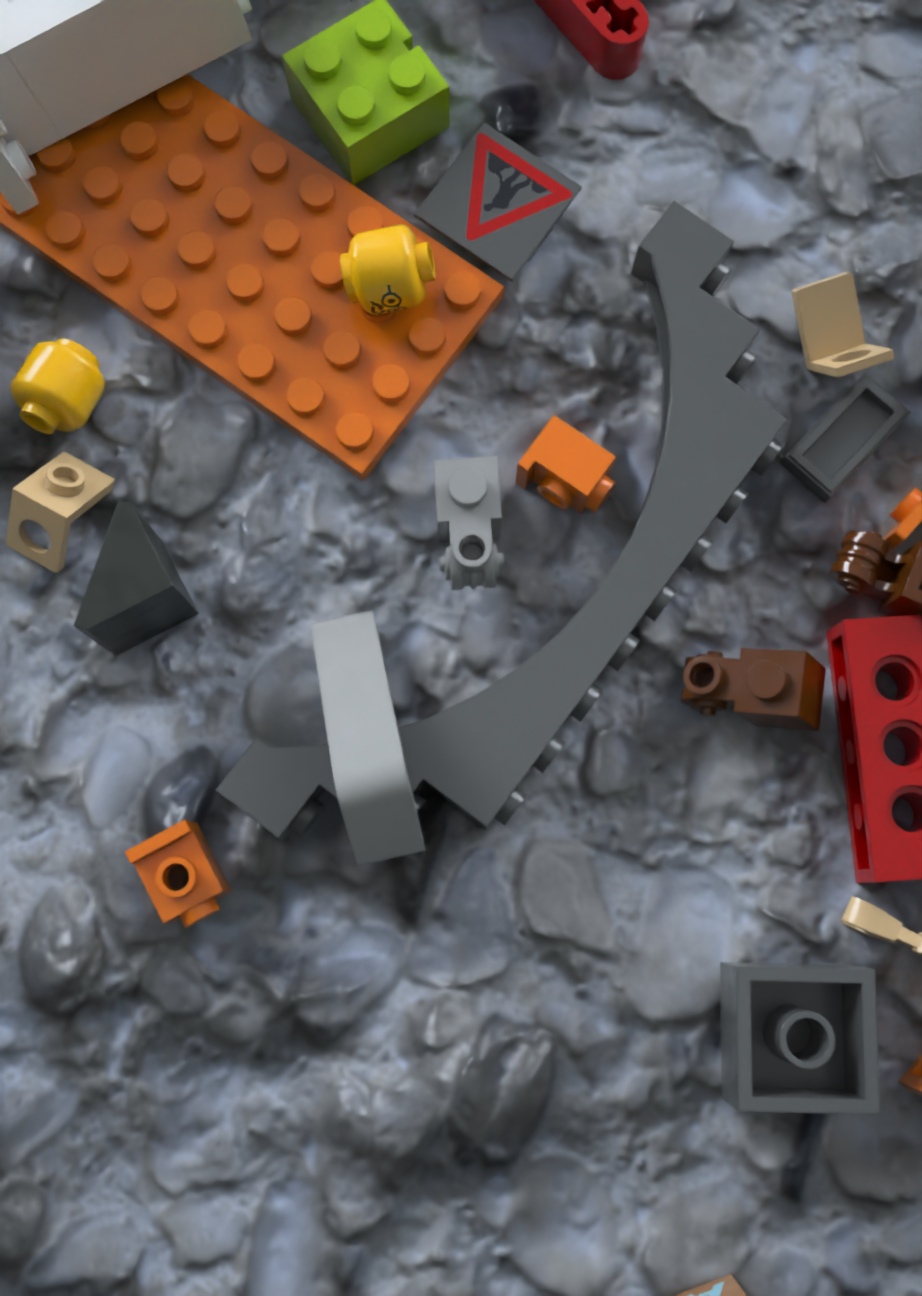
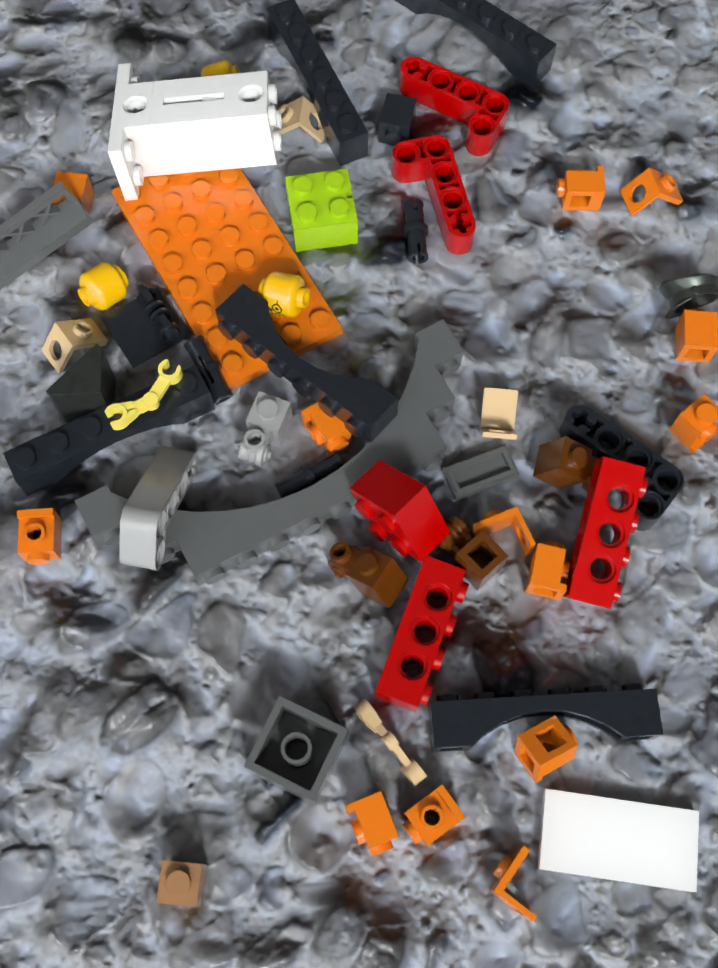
camera: 25 degrees right, 10 degrees down
(151, 698) = (59, 451): none -> black arch
(166, 426) = (145, 325): none -> black hinge
(261, 563) = (149, 401): none -> light yellow piece
(285, 428) = (198, 352): none -> black pin
(498, 202) = (359, 287): dark grey piece -> none
(540, 64) = (415, 231): none -> black pin
(579, 567) = (309, 474): none -> black pin
(612, 410) = (355, 401): none -> black arch
(774, 563) = (399, 510): none -> red piece

